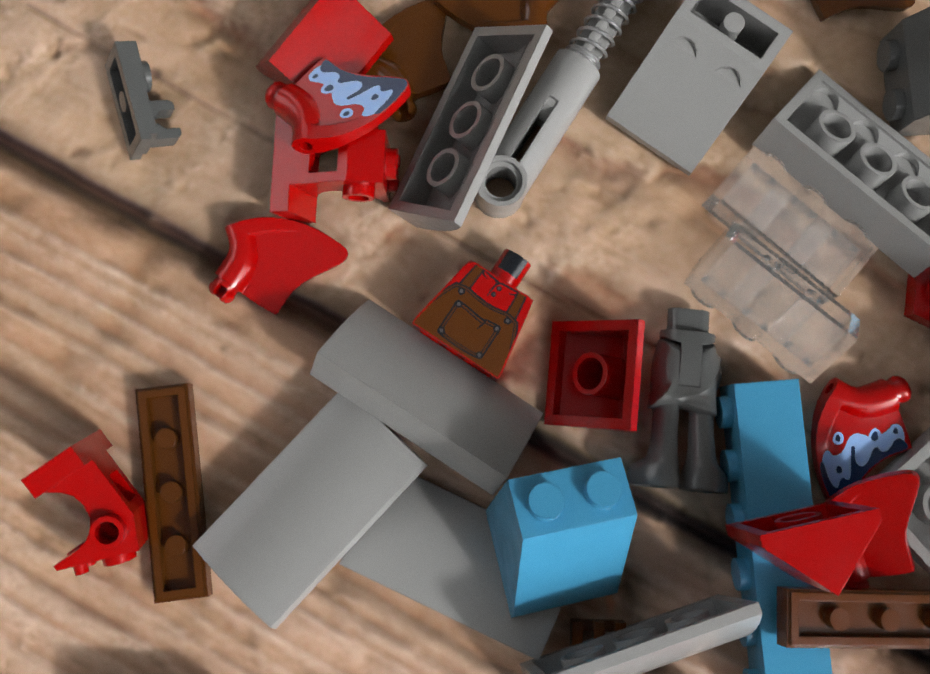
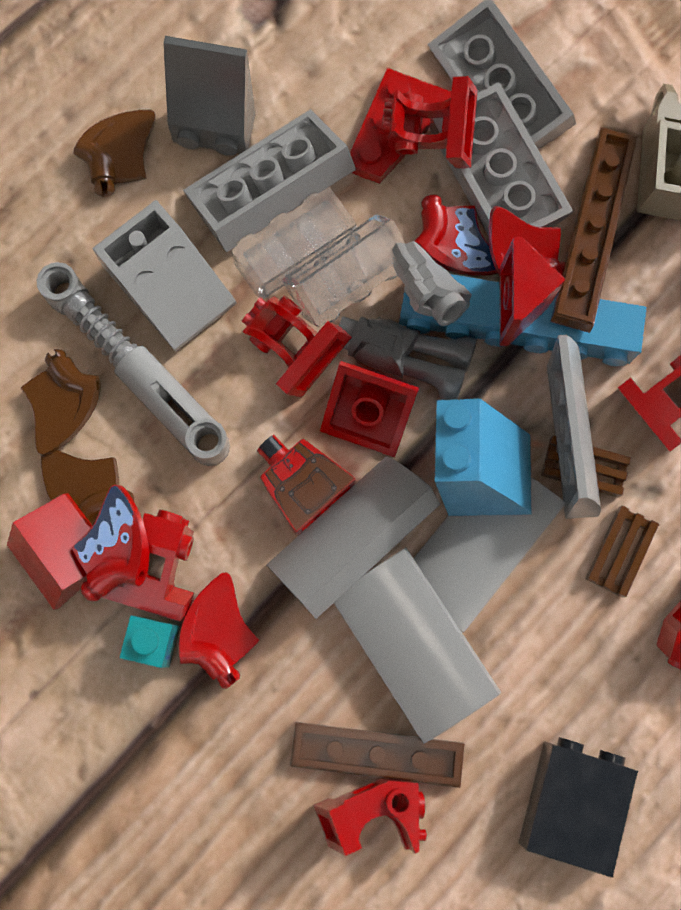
camera: 75 degrees left, 5 degrees down
(129, 84) = (55, 715): dark grey plate -> none
(238, 183) = (149, 642): none -> teal brick
(469, 125) = (157, 450): light grey slope -> none
(668, 220) = (271, 322): none -> red tile
(779, 411) = (429, 285): none -> light grey rock

